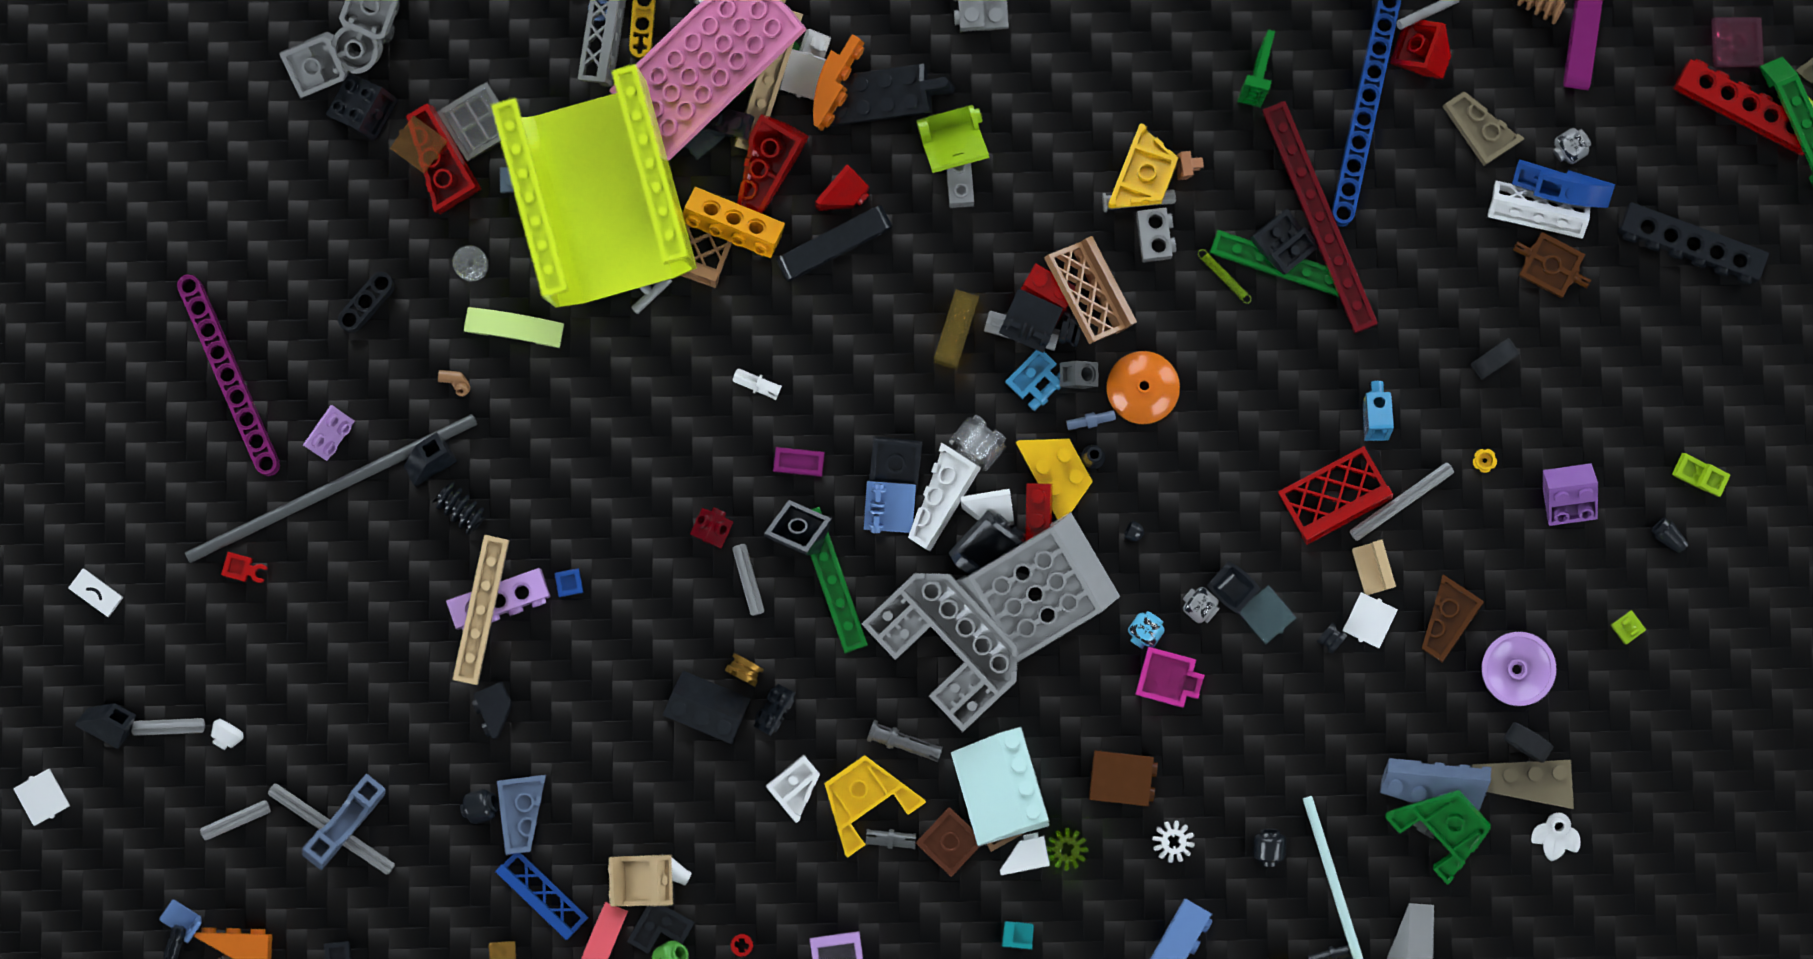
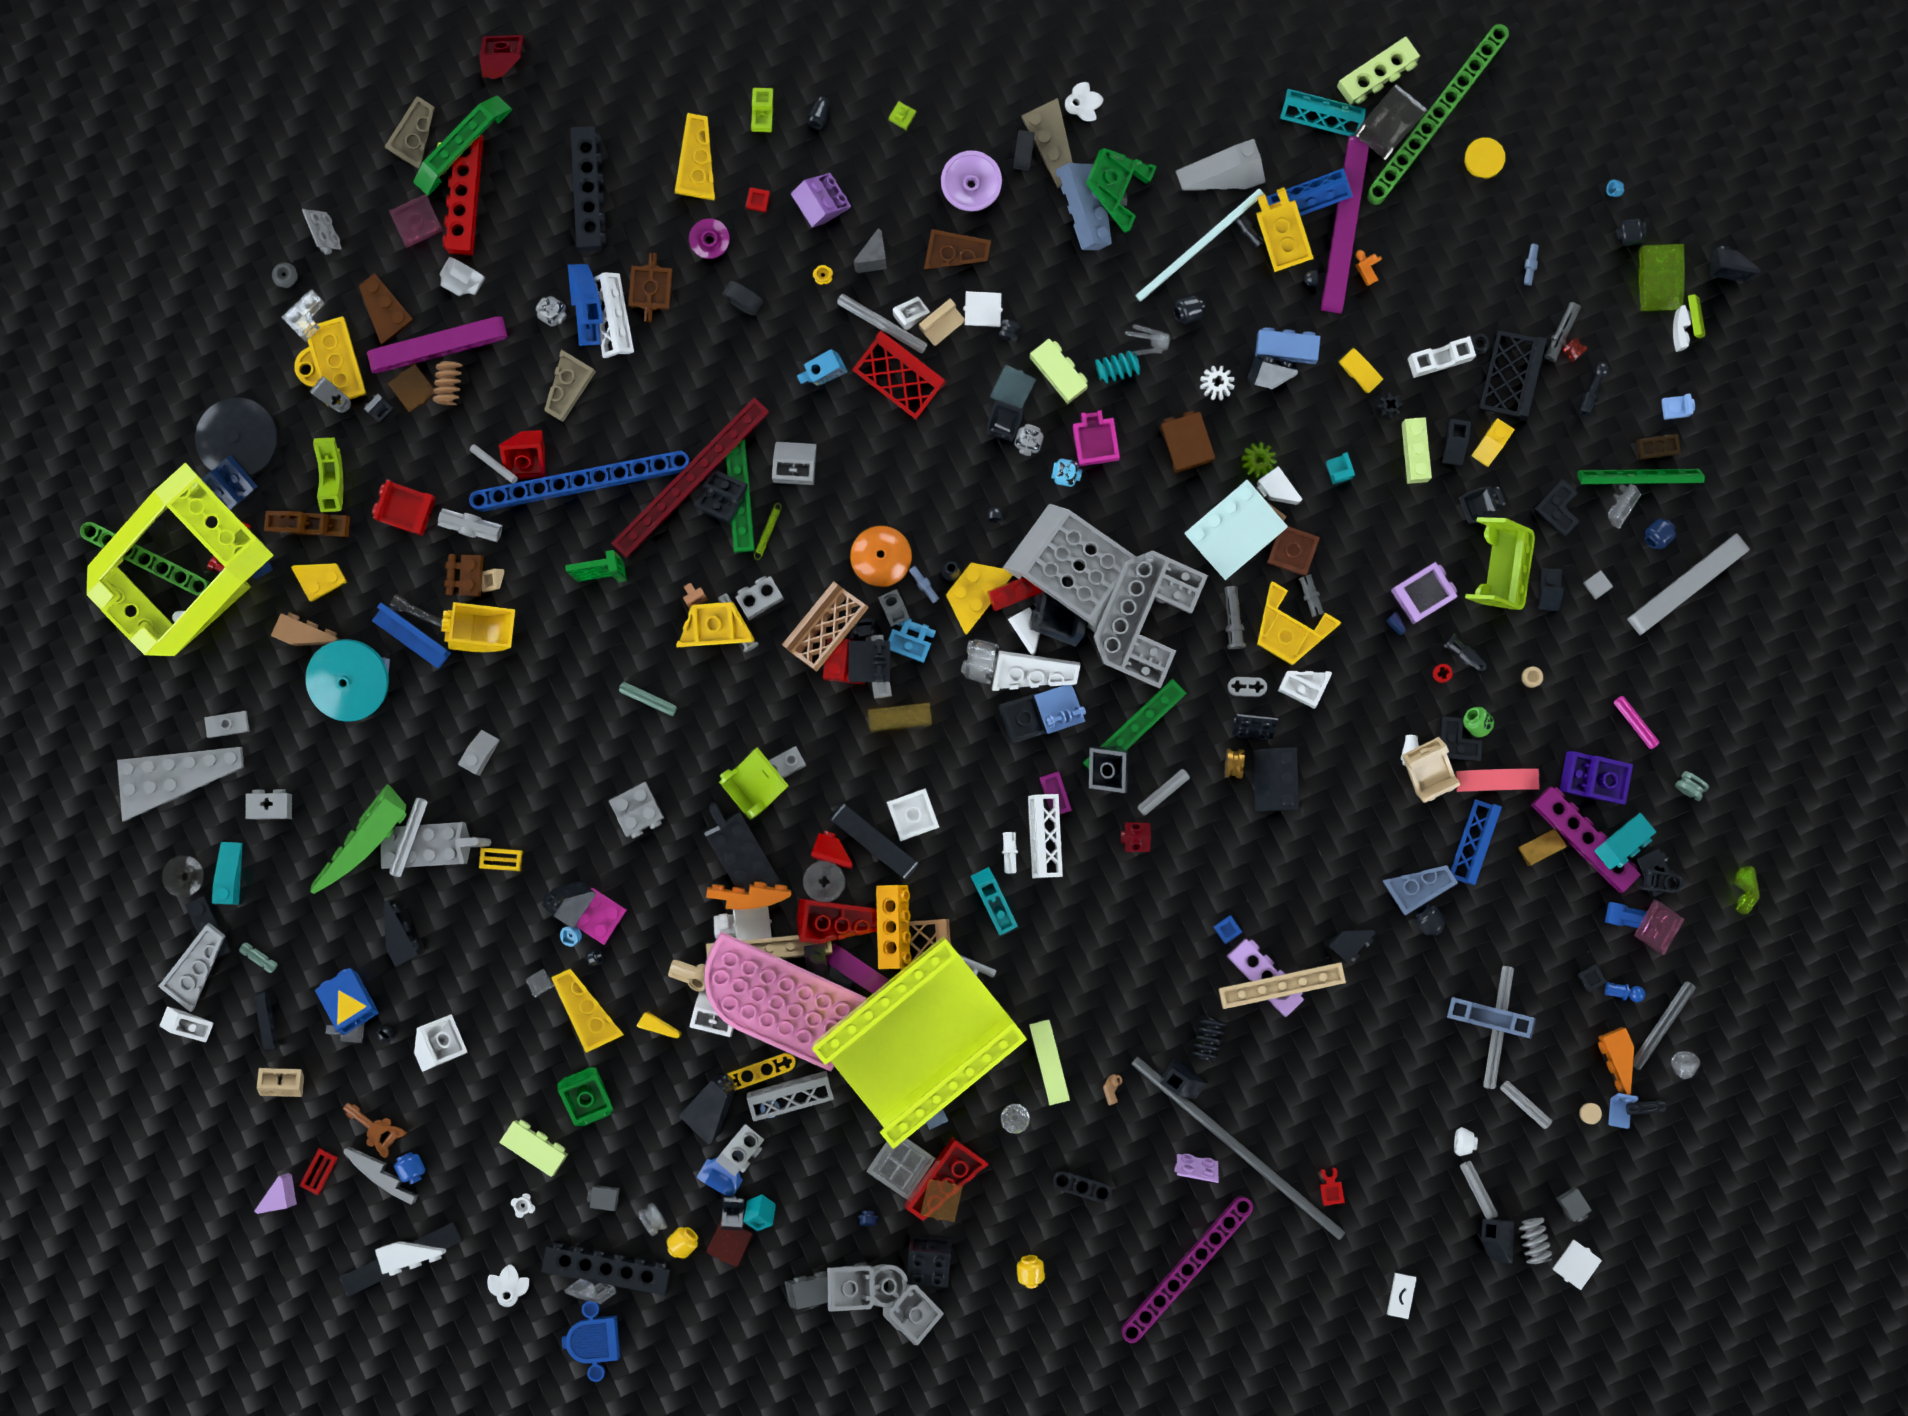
camera: 115 degrees left, 0 degrees up
(86, 762) = (1535, 1241): none -> light grey piece
(105, 822) = (1574, 1205): none -> dark grey brick
(194, 886) = (1590, 1113): none -> tan tile
(302, 208) = (1030, 1271): none -> yellow head
(436, 61) = (868, 1218): none -> dark blue plate
(705, 163) = (855, 969): none -> magenta slope
(712, 343) = (994, 901): none -> teal slope
(761, 421) = (1038, 839): none -> white fence
(813, 156) = (832, 890): none -> clear brick
(821, 919) = (1396, 623): none -> dark blue slope
(828, 725) = (1246, 692): none -> light grey beam
(845, 298) = (913, 814): none -> white tile
(1097, 68) = (647, 698): none -> sand green axle
(1157, 906) = (1270, 373): none -> slope
(1238, 739) = (1115, 367): none -> teal piece
(1249, 799) = (1158, 339): none -> clear plant
(1263, 673) = (1059, 370): none -> yellowish green brick
(1287, 336) = (794, 463): none -> light grey slope
(1399, 538) = (910, 313): none -> white slope
(1482, 523) = (872, 255): none -> flat silver slope
(1587, 343) = (705, 229): none -> magenta dish
(1600, 425) = (758, 199): none -> red plate
(1651, 62) = (460, 278): none -> light grey slope
(1667, 372) = (695, 166): none -> yellow wing

